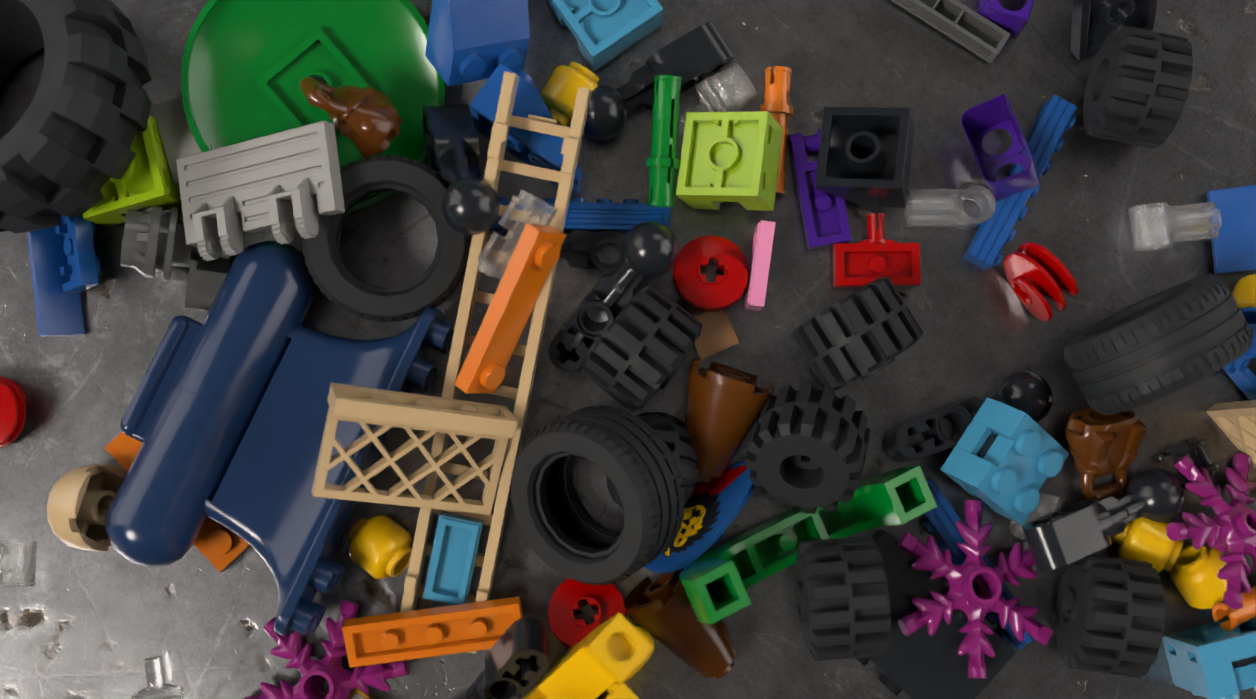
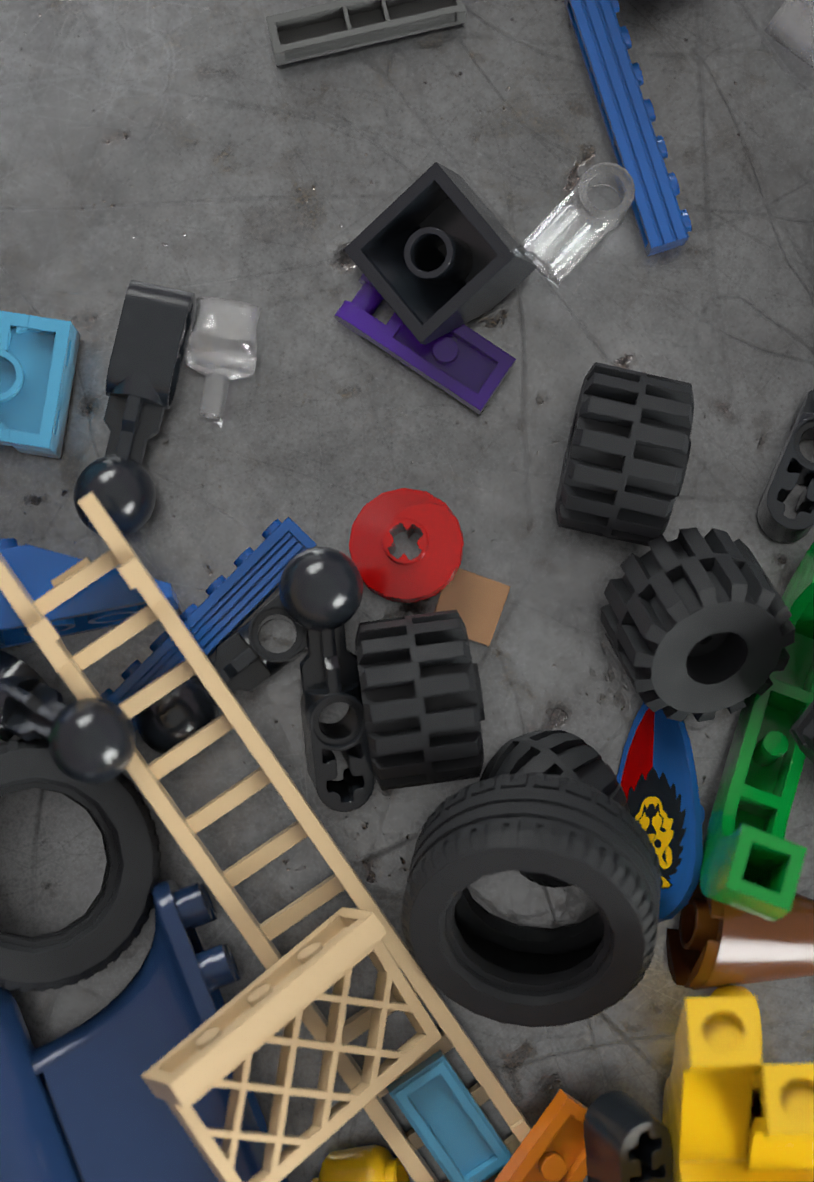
camera: 45 degrees left, 0 degrees up
(510, 308) = (245, 805): orange plate -> none
(521, 210) = (170, 698): clear hinge -> none
(562, 87) = (53, 512): yellow head -> none
(567, 604) = (616, 1046): red piece -> none
(663, 156) = (223, 467): green pin -> none
(720, 413) = (568, 680): reddish brown cone -> none
(729, 160) = (304, 407): lime piece -> none
(759, 265) = (448, 484): bright pink tile -> none
(777, 104) = (300, 307): orange pin -> none
(876, 258) = (562, 352): red plate -> none
(995, 115) = (519, 106): dark purple piece -> none
(1039, 280) = (743, 199): red piece -> none

